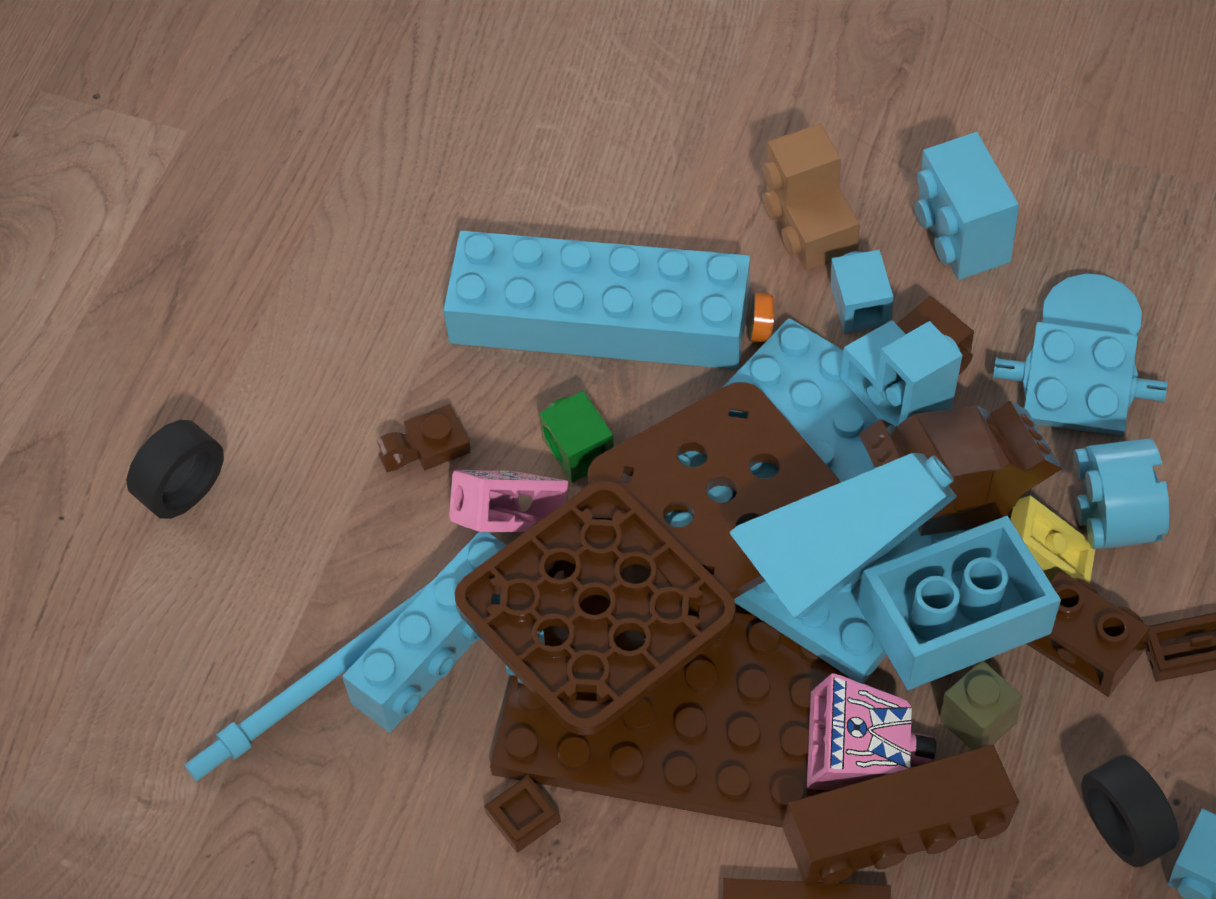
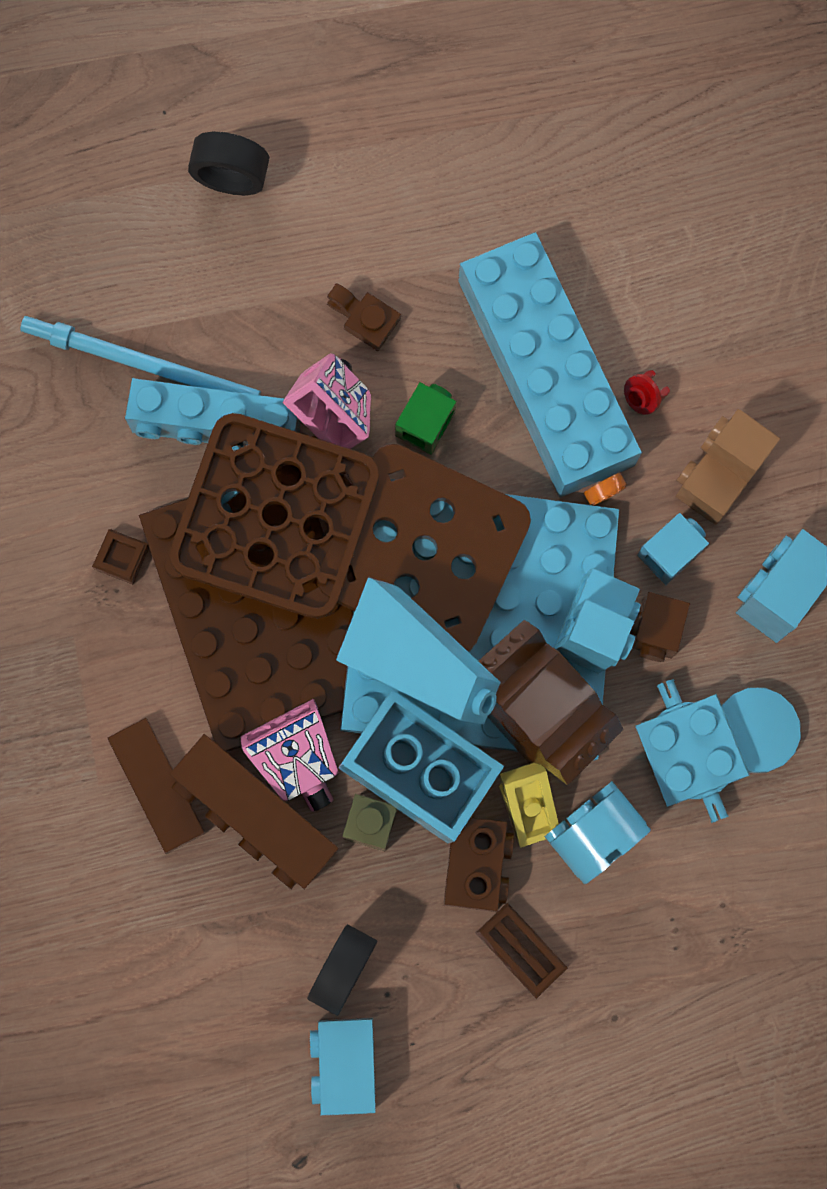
camera: 50 degrees right, 20 degrees up
(685, 233) = (643, 393): none -> red plate

